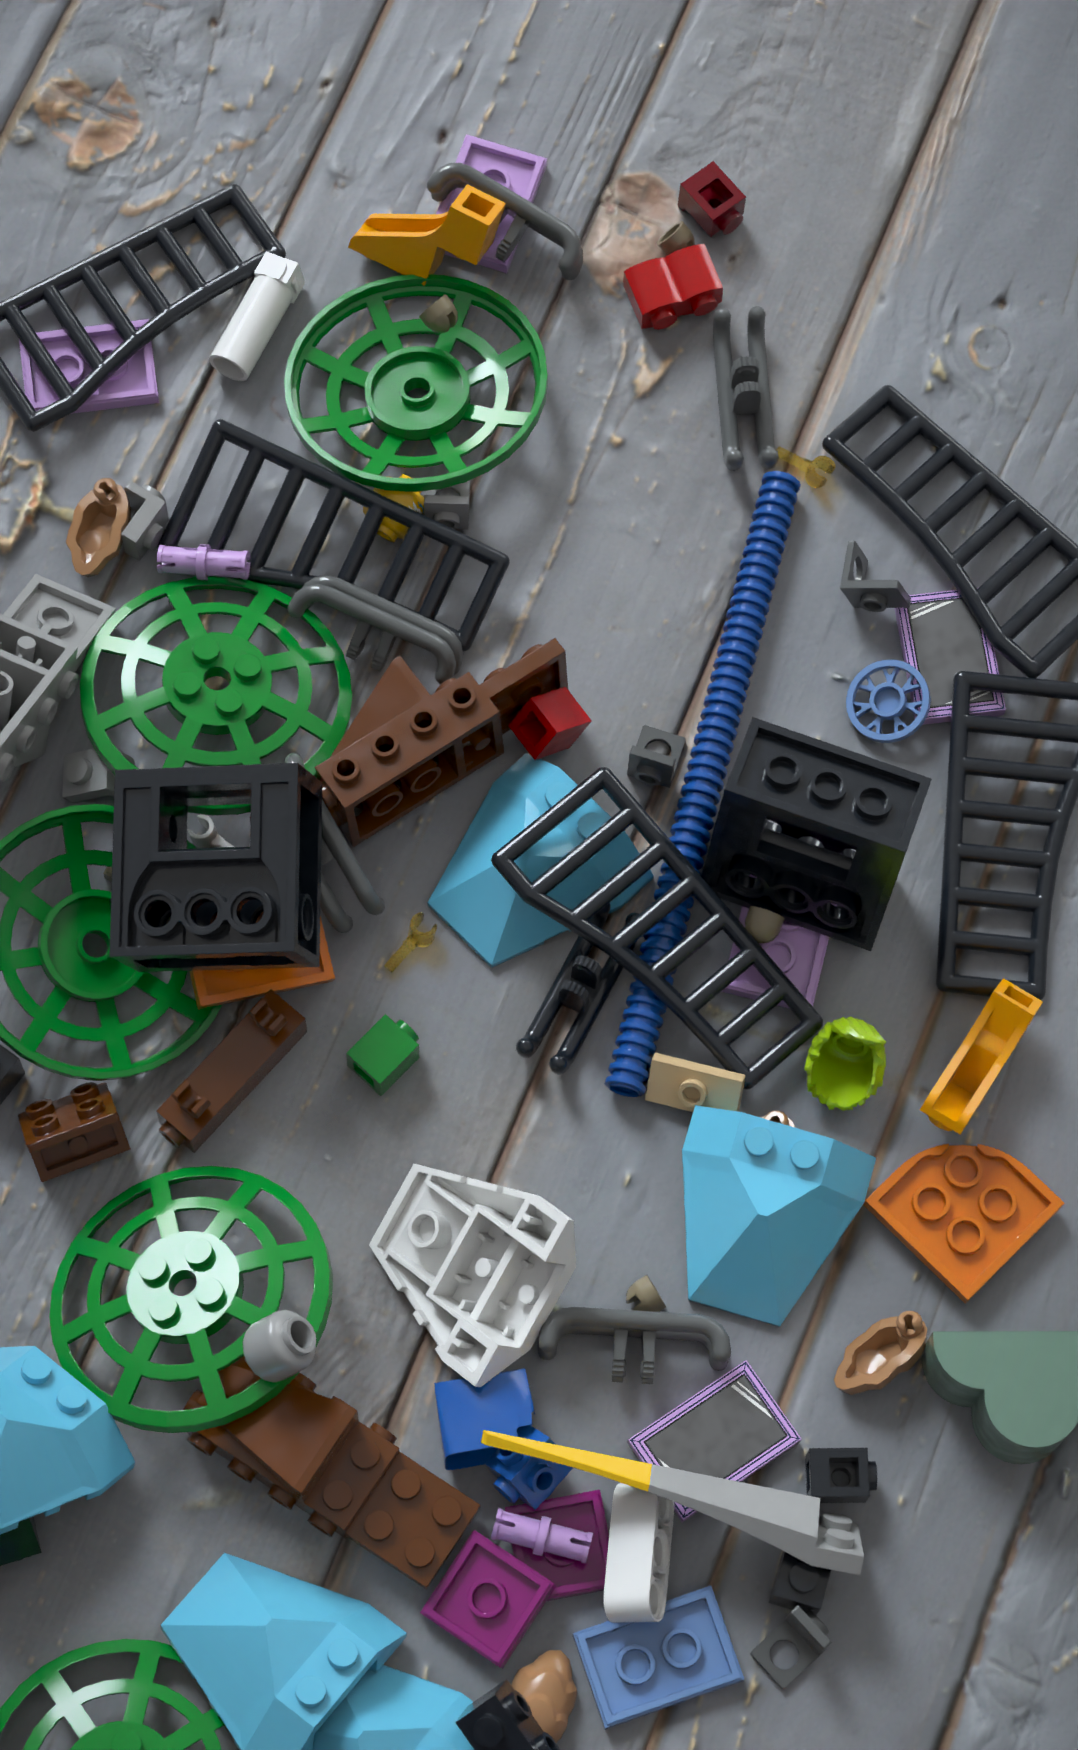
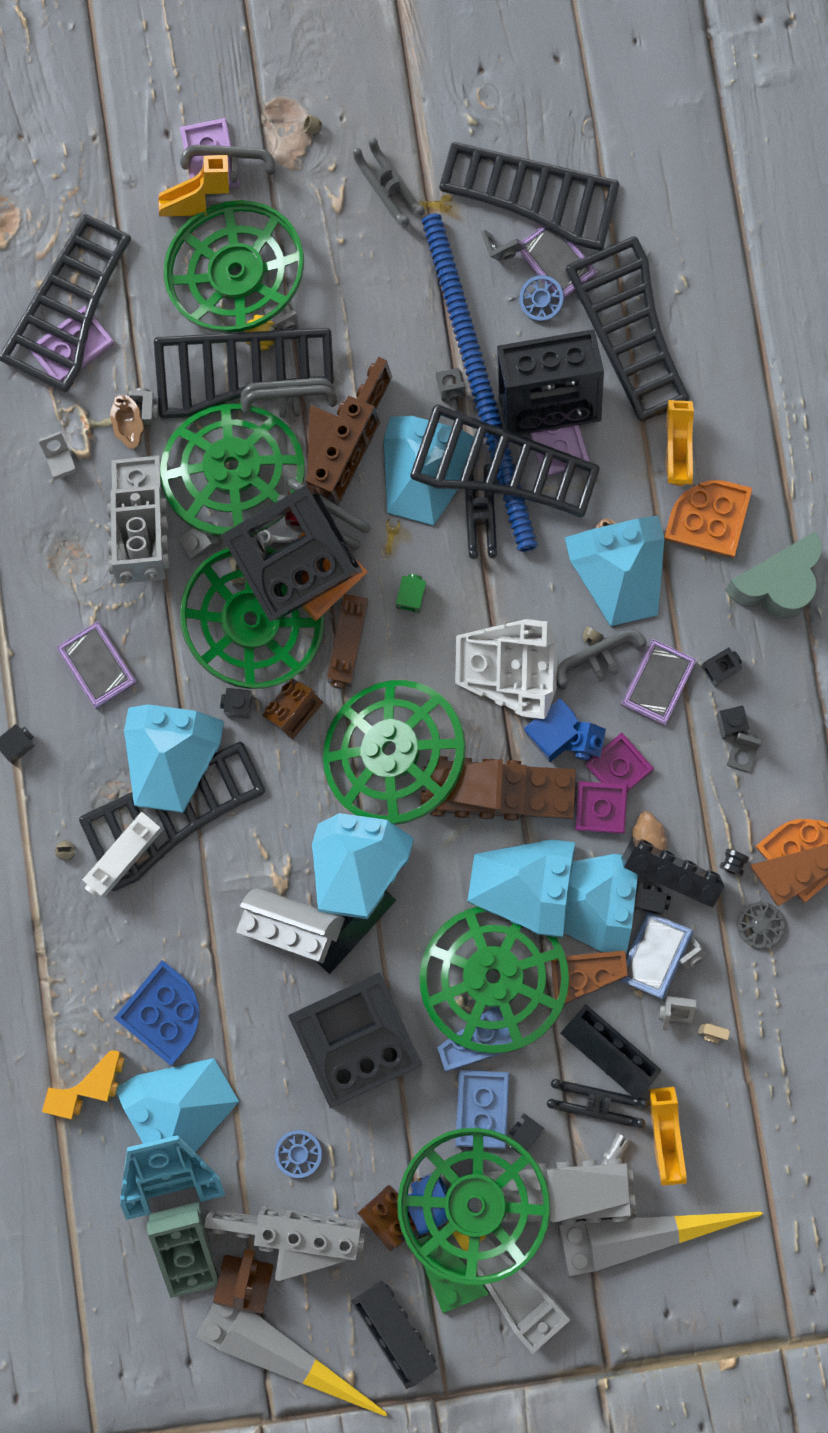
camera: 25 degrees left, 10 degrees up
(203, 562) = (187, 410): lavender pin -> none
(257, 316) = (137, 275): white piece -> none
(279, 1345) = (453, 751): light grey head -> none
(440, 315) = (226, 227): dark tan hinge -> none
(541, 1536) = (609, 766): lavender pin -> none
(549, 723) = (394, 397): red brick -> none
(638, 1556) = (655, 749): white beam -> none
(661, 1663) = (688, 789): medium blue tile -> none
(673, 287) = (324, 150): red brick -> none
(689, 1083) = (557, 528): tan plate -> none
(713, 189) = (318, 89): dark red brick -> none
(763, 924) = (546, 436): dark tan hinge -> none
(769, 1514) = (707, 700): light grey plate -> none
(845, 1063) = (620, 479): lime hair -> none
(882, 1353) = (710, 601): medium nougat arm -> none

